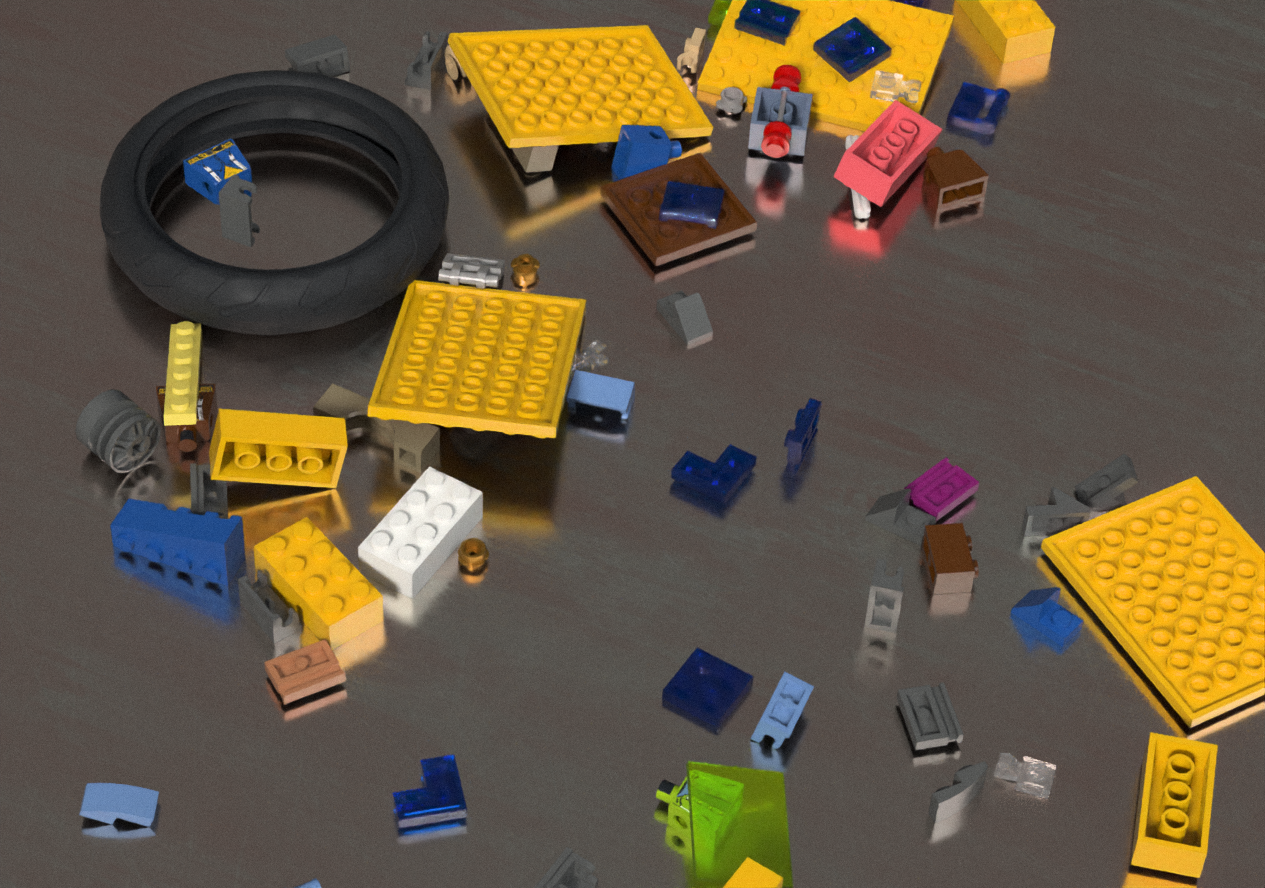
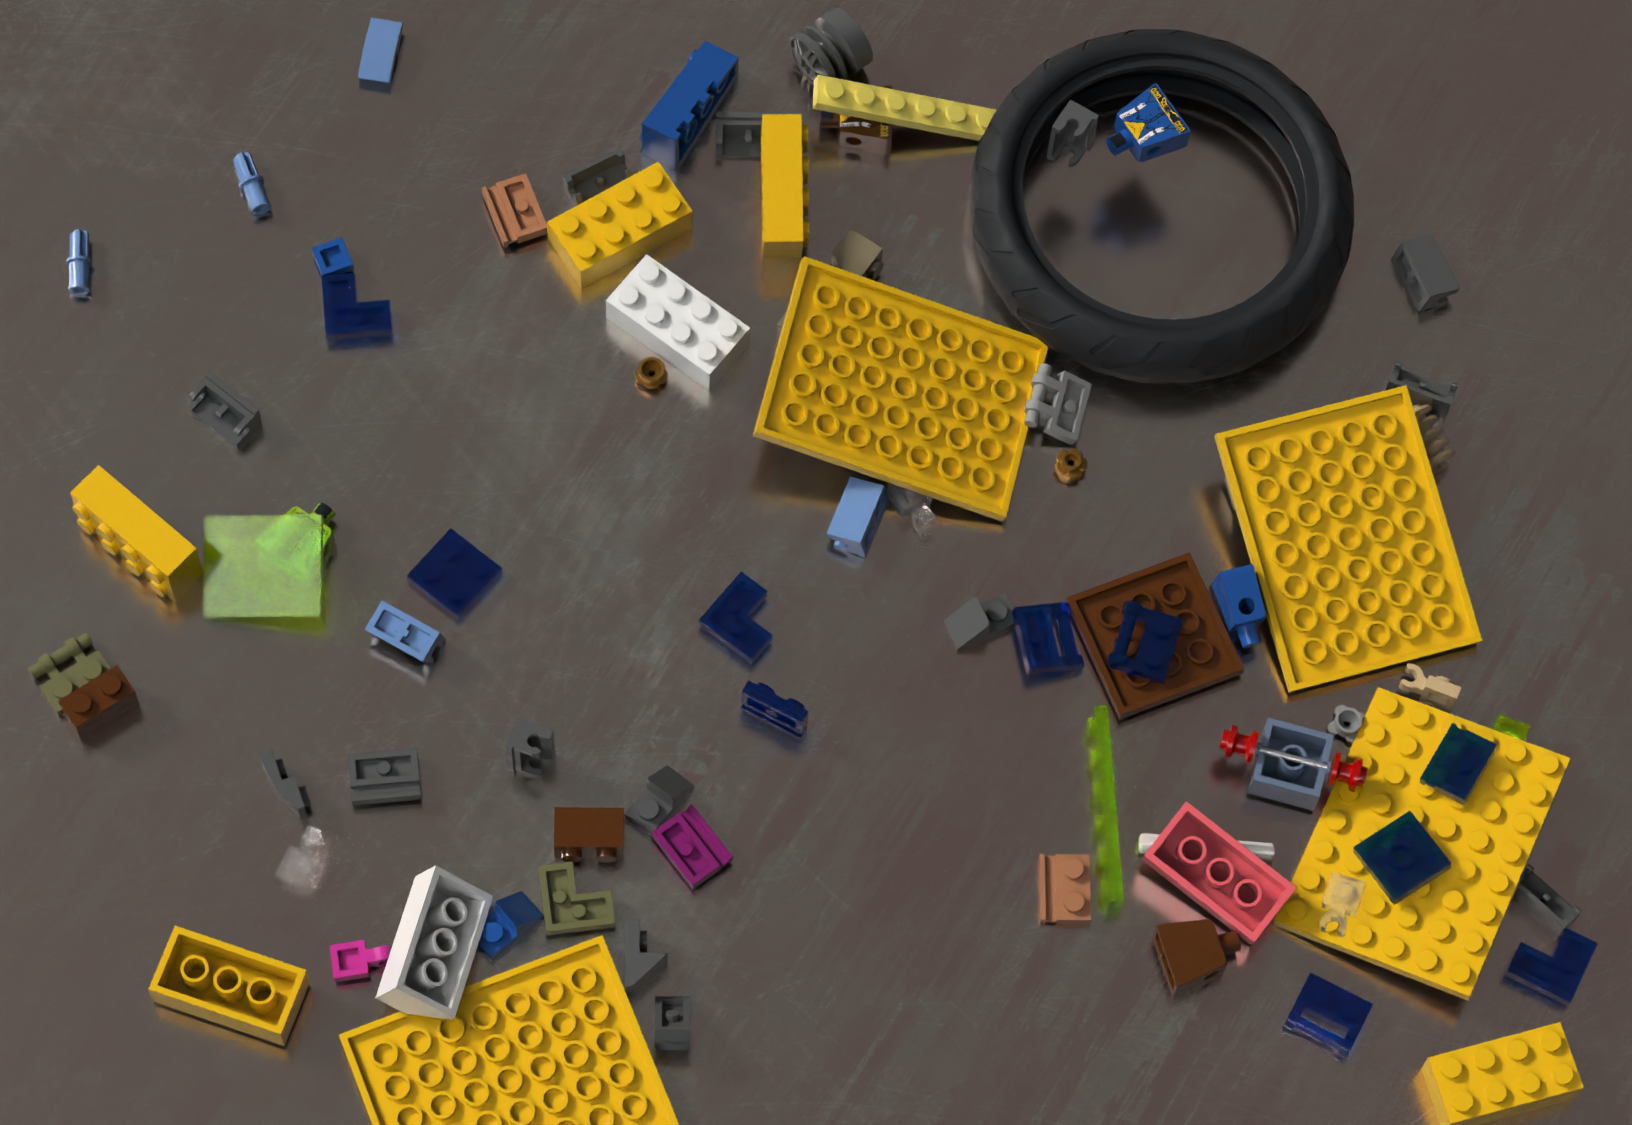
camera: 95 degrees right, 20 degrees up
(374, 817) = (333, 258): none -> blue plate
(695, 271) = (1038, 639): none -> clear blue plate
(839, 229) = (1106, 821): none -> clear neon green plate
(913, 257) = (1065, 889): none -> nougat plate
(1019, 572) = (567, 910): none -> olive plate
(1091, 653) = (434, 945): none -> white slope
(1113, 719) = (353, 959): none -> dark pink plate

